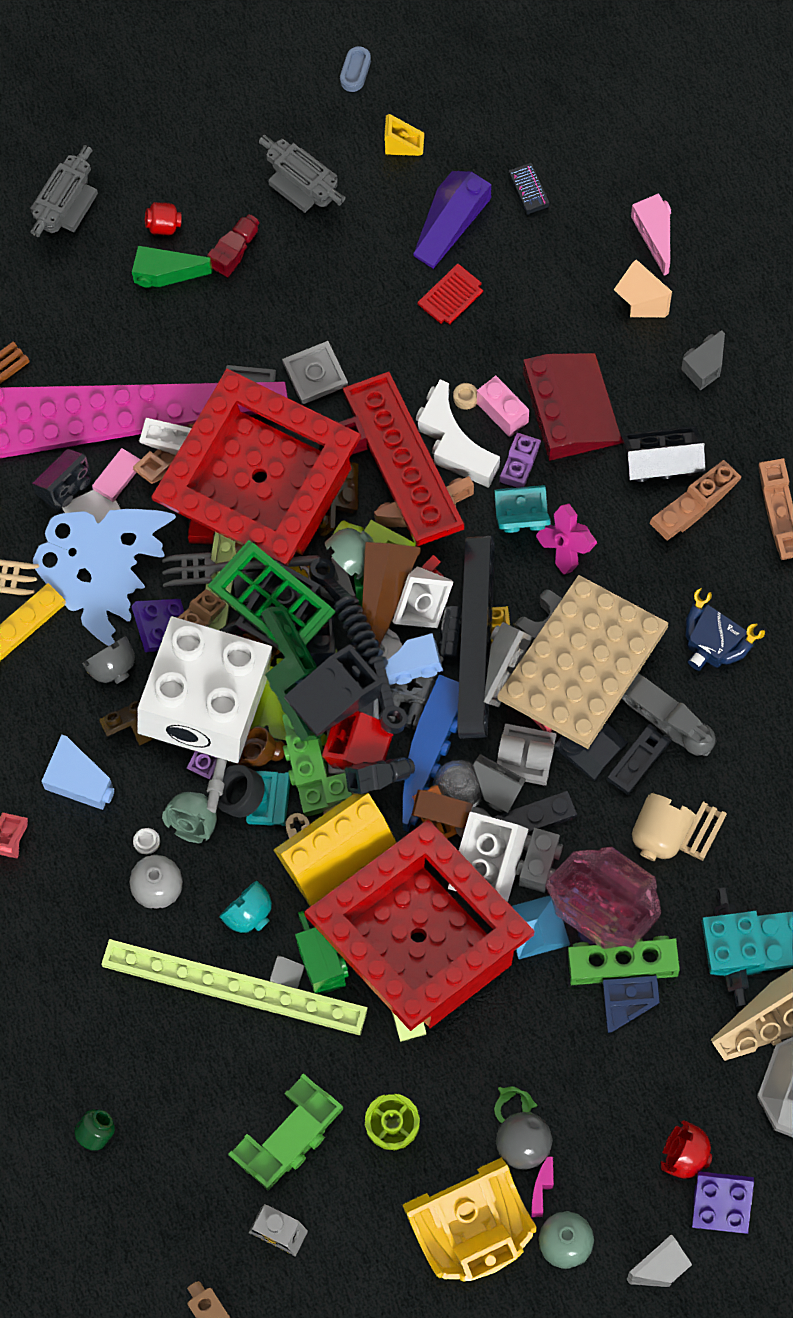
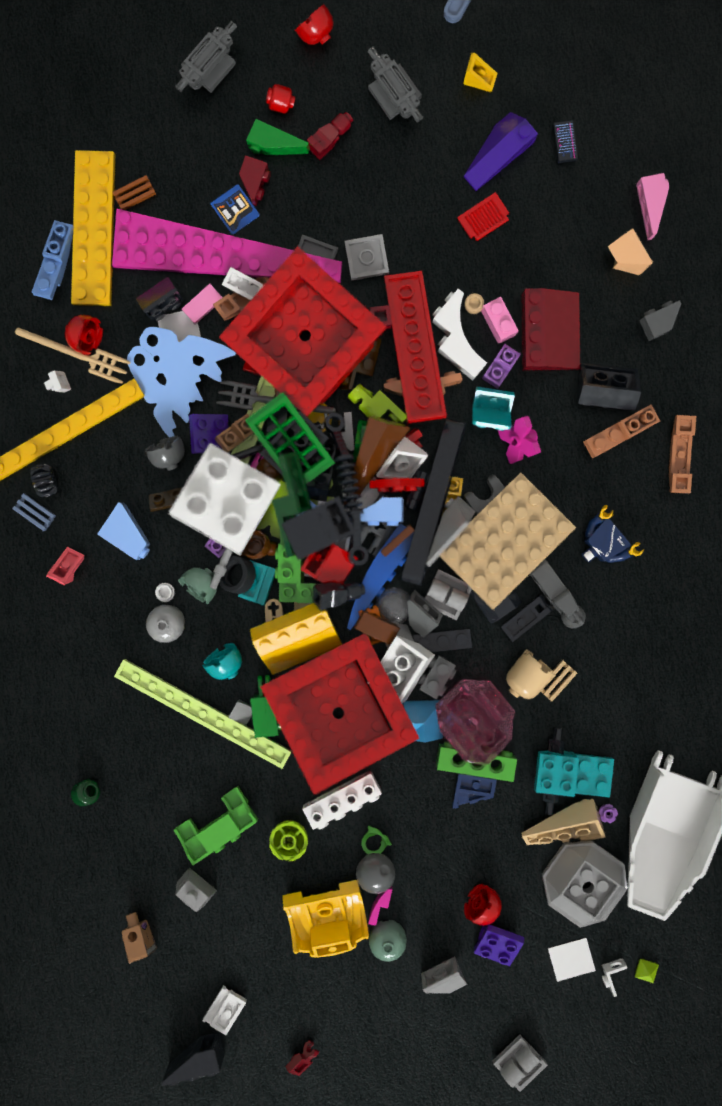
camera: 10 degrees right, 20 degrees up
(133, 356) = (235, 209): none -> sticker
(149, 313) = (253, 176): none -> dark red slope
(189, 130) = (316, 27): none -> red cylinder
(349, 550) = (357, 413): sand green cylinder -> none
(422, 622) = (396, 484): none -> red plate
(440, 693) = (397, 540): none -> reddish brown tile
(452, 1056) = (341, 800): none -> white brick

